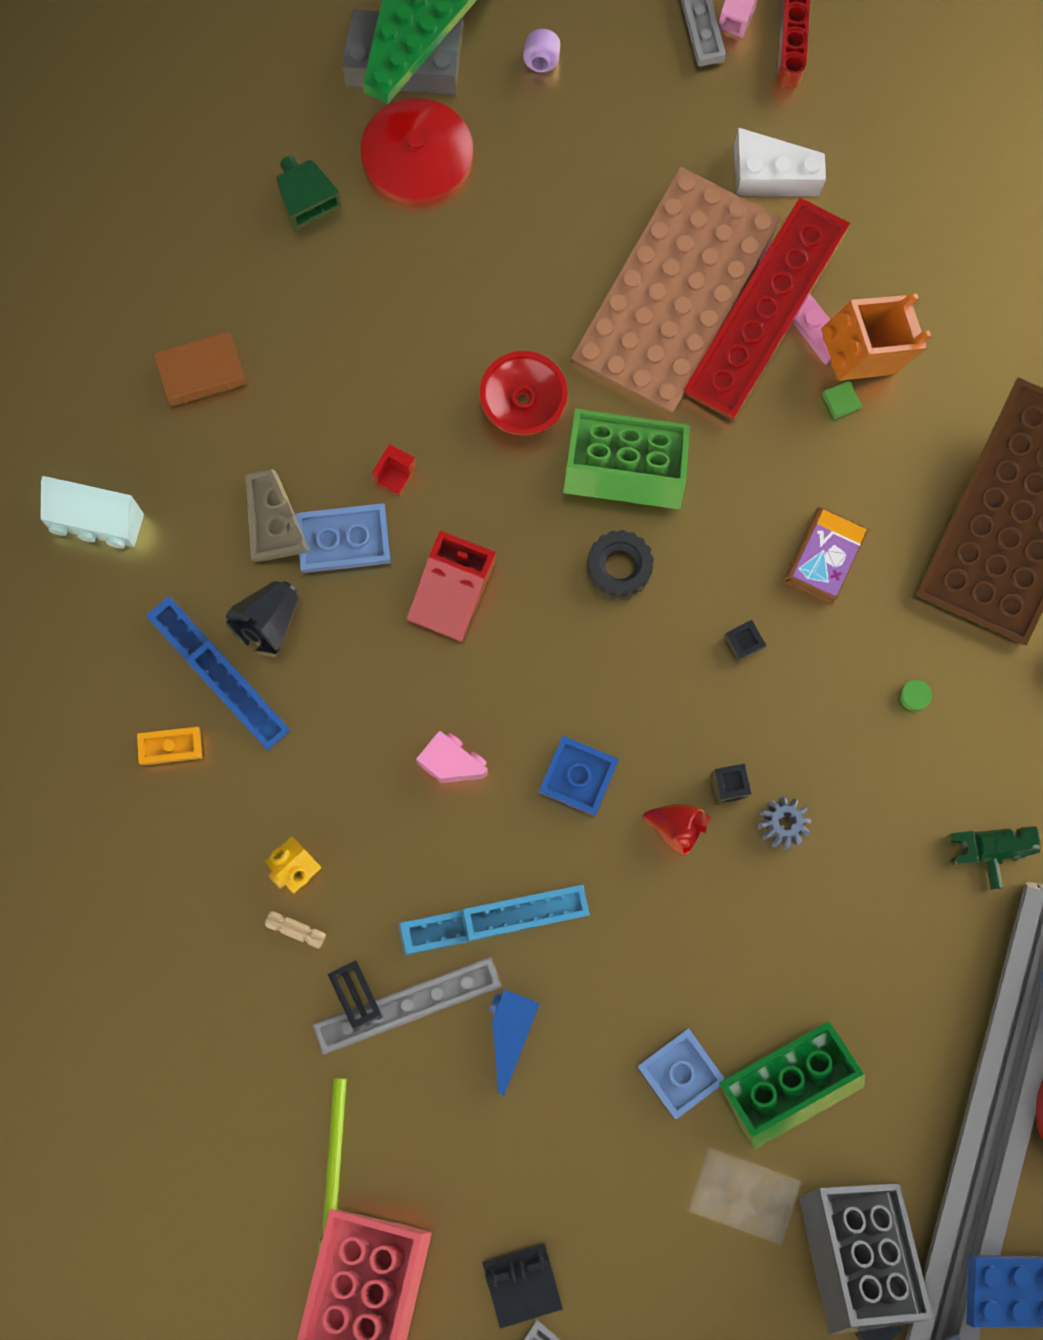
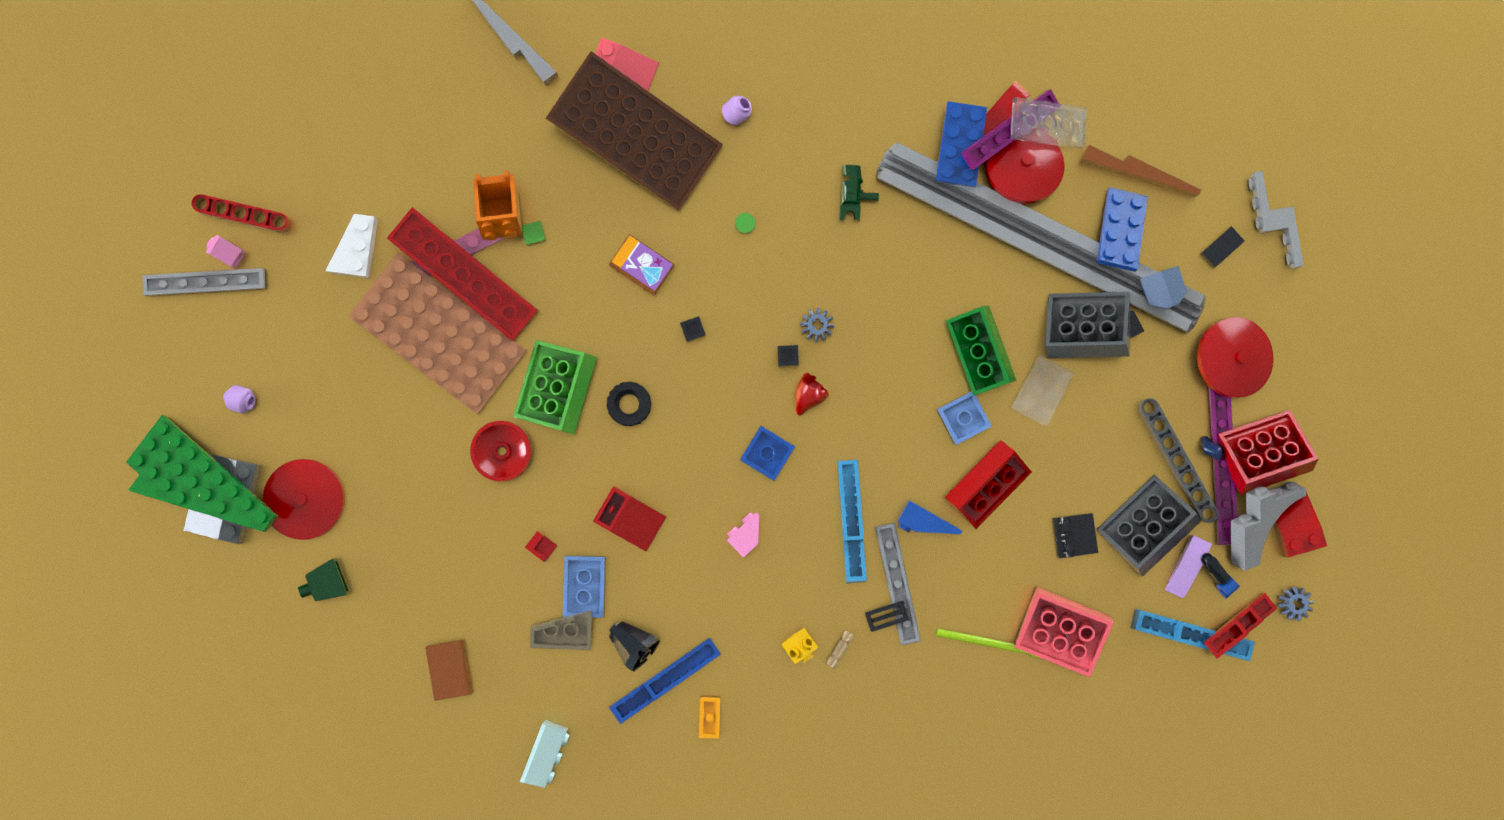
camera: 80 degrees left, 10 degrees up
(583, 1128) = (988, 484): none -> red slope

